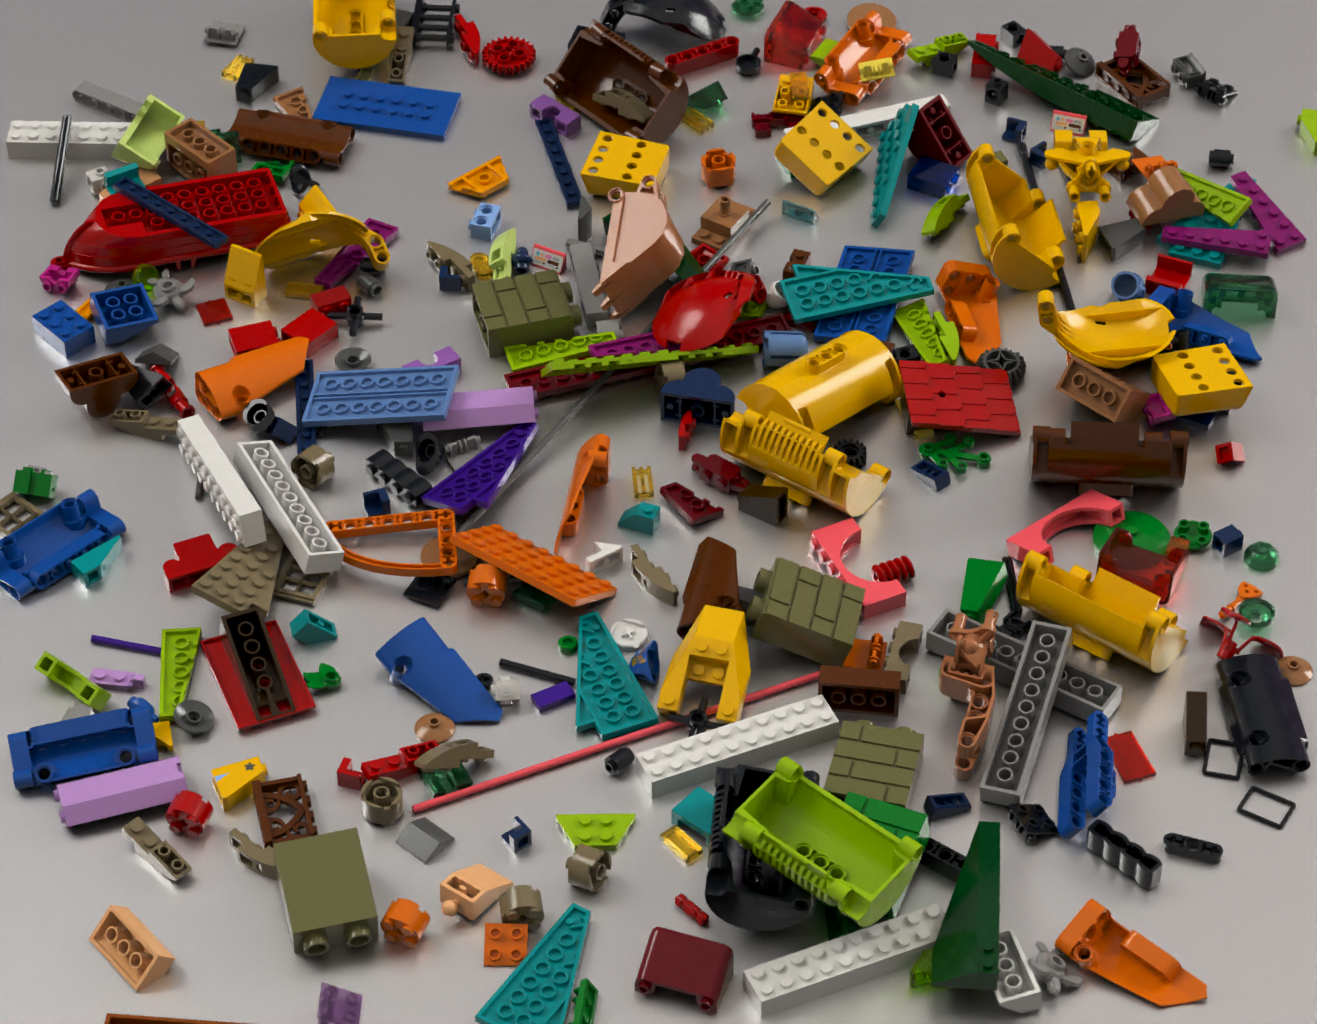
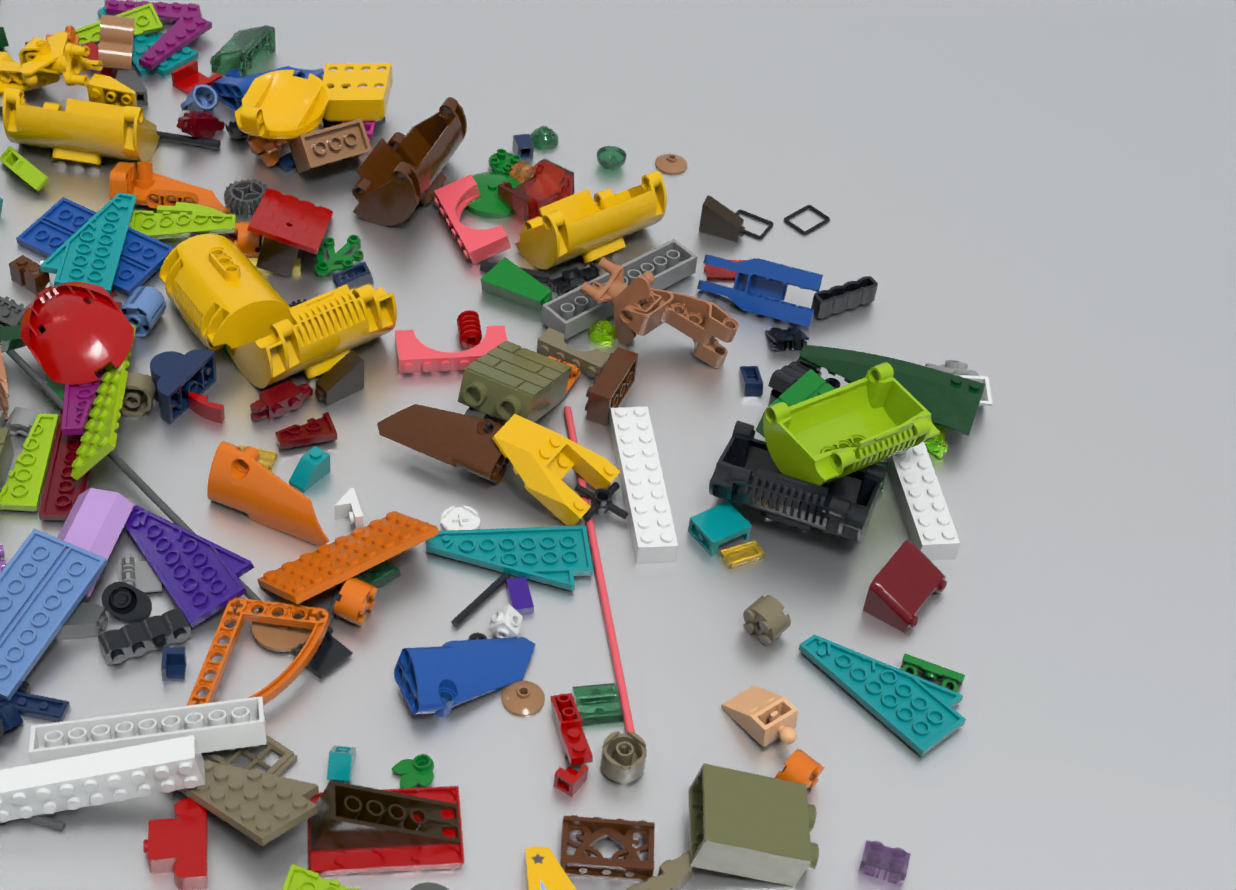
camera: 80 degrees left, 0 degrees up
(313, 466) = (91, 698): dark tan brick -> none
(424, 839) = (676, 740): slope -> none
(451, 754) = (591, 683): dark tan slope -> none
(505, 944) = (835, 708): orange hinge -> none
(518, 837) = (698, 665): dark blue panel -> none
(522, 906) = (804, 680): dark tan brick -> none
(567, 645) = (453, 568): green tile -> none
(596, 830) = (706, 609): lime wing -> none
(619, 761) = (627, 567): black brick -> none
(646, 663) = (512, 515): blue hat -> none
(652, 579) = (400, 483): dark tan slope -> none
(691, 909) = (824, 567): red axle -> none
(876, 763) = (709, 401): olive brick -> none
(948, 825) = (788, 375): none -> black brick
(1026, 714) = (642, 256): light grey brick -> none
(1081, 293) = (200, 124): none -> dark red hinge
(1127, 958) = (945, 330): orange panel -> none
(1208, 848) = (832, 277): black beam -> none
(1221, 158) = (69, 11): black brick -> none
(1228, 647) = (652, 160): red plant -> none
(1229, 452) = (423, 113): red panel -> none
(1245, 592) = (582, 157): orange piece -> none
(1262, 713) = (730, 187): black panel -> none

